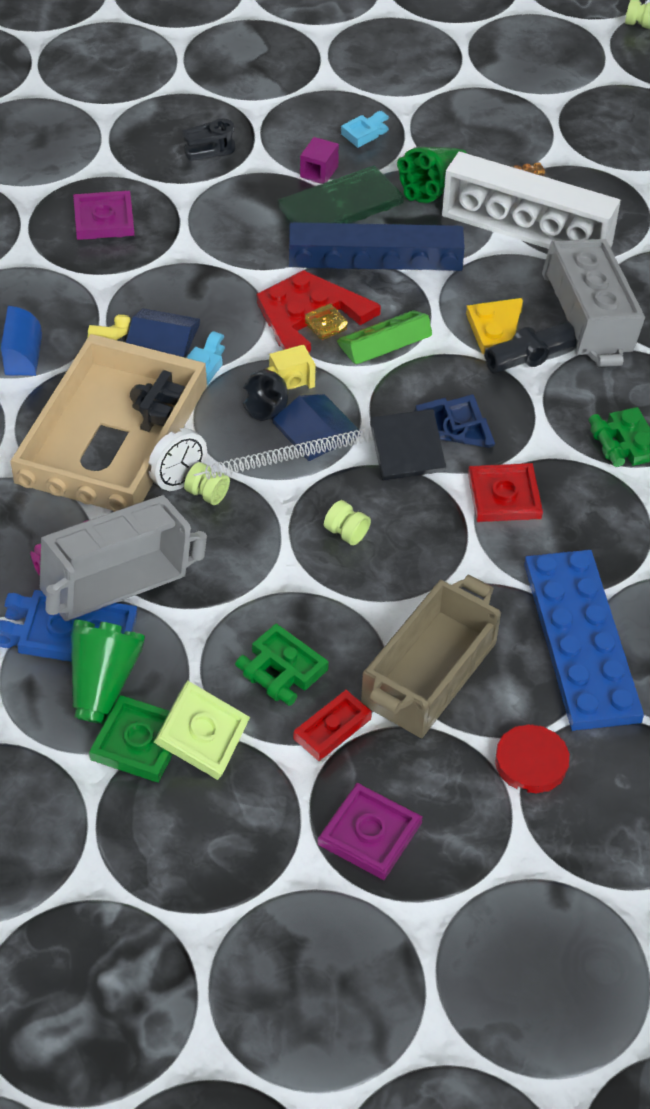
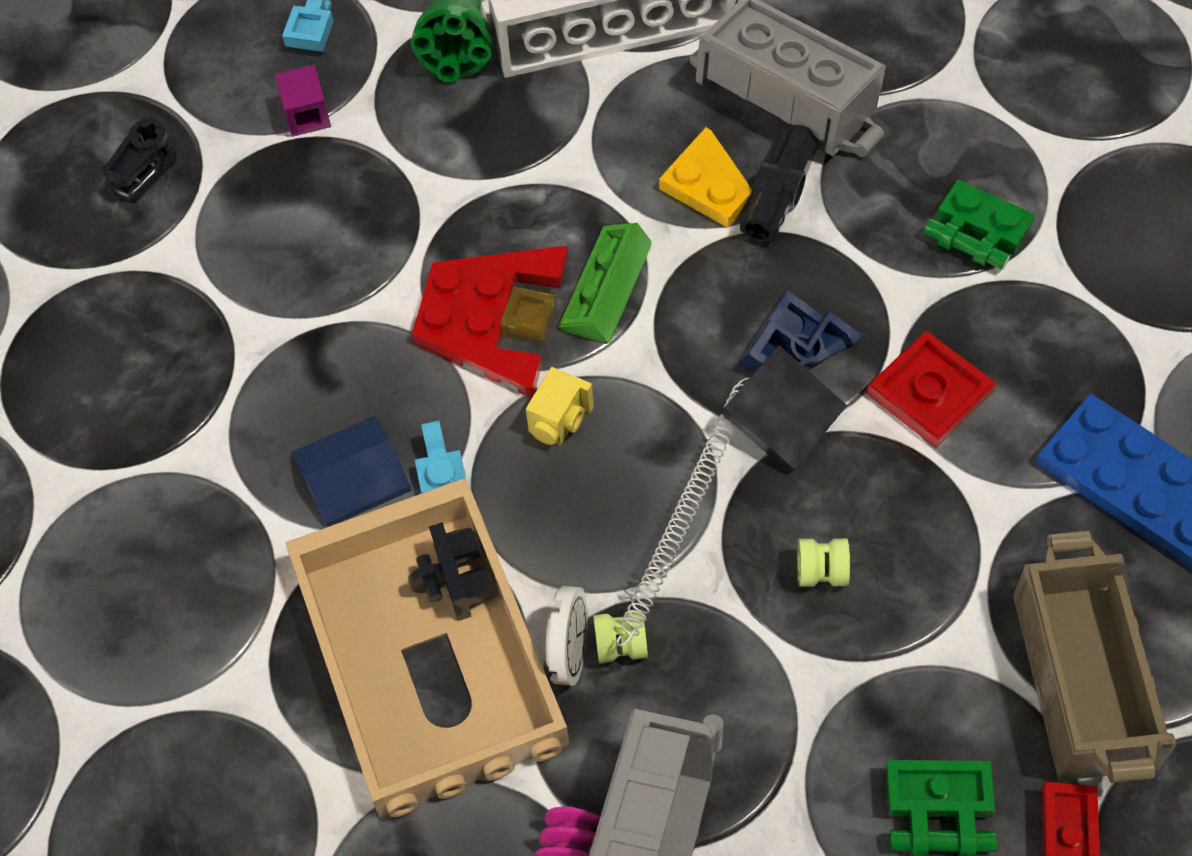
camera: 35 degrees left, 10 degrees up
(21, 342) = (197, 617): blue brick -> none
(103, 215) = (112, 357): magenta plate -> none
(114, 332) = (291, 511): light yellow arm -> none
(265, 394) = (568, 466): black hair -> none
(313, 419) = (650, 459): dark blue slope -> none
(343, 199) = (382, 140): clear green tile -> none
(376, 246) = (483, 173): dark blue brick -> none

